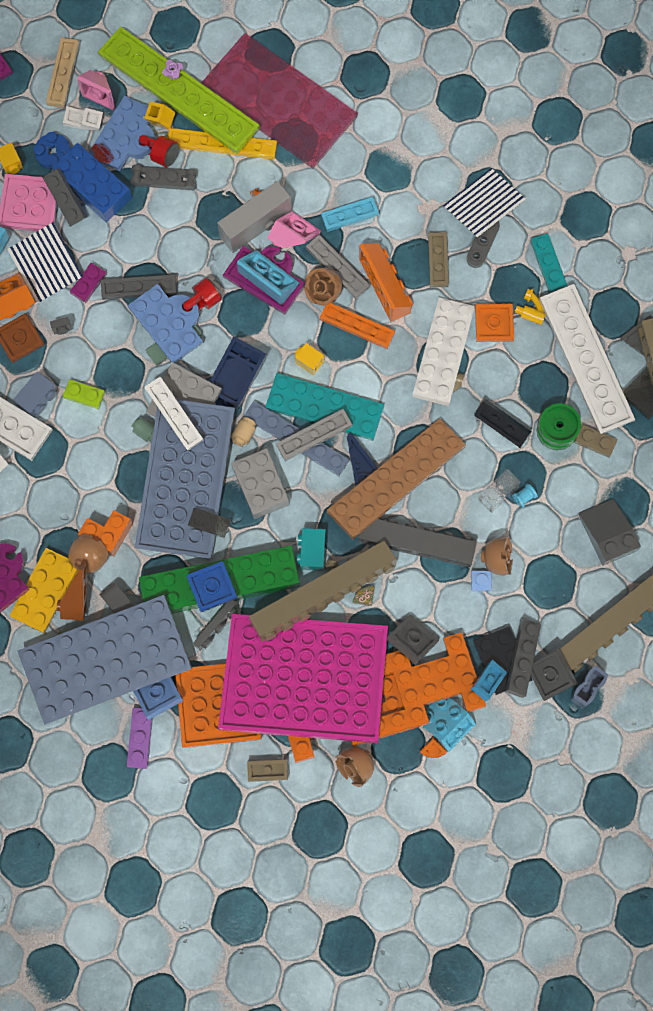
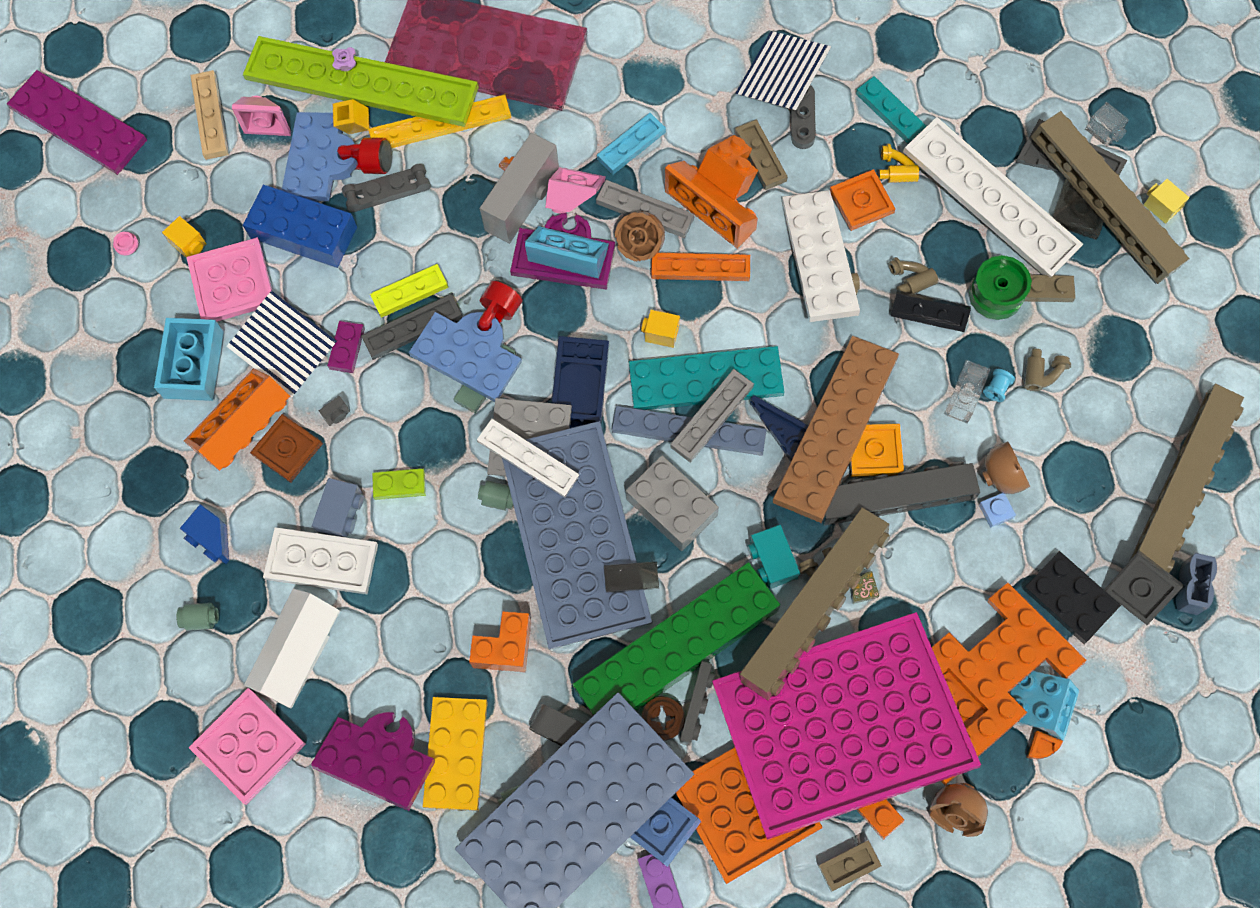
camera: 20 degrees left, 5 degrees down
(48, 142) = (225, 201): blue plate -> none
(64, 197) = (274, 255): dark grey plate -> none
(74, 599) = (498, 745): dark orange slope -> none
(82, 119) = (261, 158): white slope -> none
(90, 550) = (493, 682): medium nougat cylinder -> none
(102, 153) = (299, 186): clear red plate -> none
(147, 260) = (409, 290): none -> neon yellow plate
(185, 617) = (672, 709): none -> reddish brown gear
(211, 586) = (674, 655): blue plate -> none
(243, 431) = (621, 448): tan brick -> none
(407, 261) = (728, 166): none -> orange brick
(412, 639) = (953, 616): dark grey plate -> none
(418, 507) = (878, 452): none -> light orange plate
(489, 680) = (1075, 627): dark azure plate -> none
(503, 399) = (922, 280): none -> dark tan plant
(523, 658) = (1098, 583): dark grey plate -> none
(558, 491) = (1035, 367): none -> dark tan plant
(609, 532) = (1120, 387): dark grey slope -> none

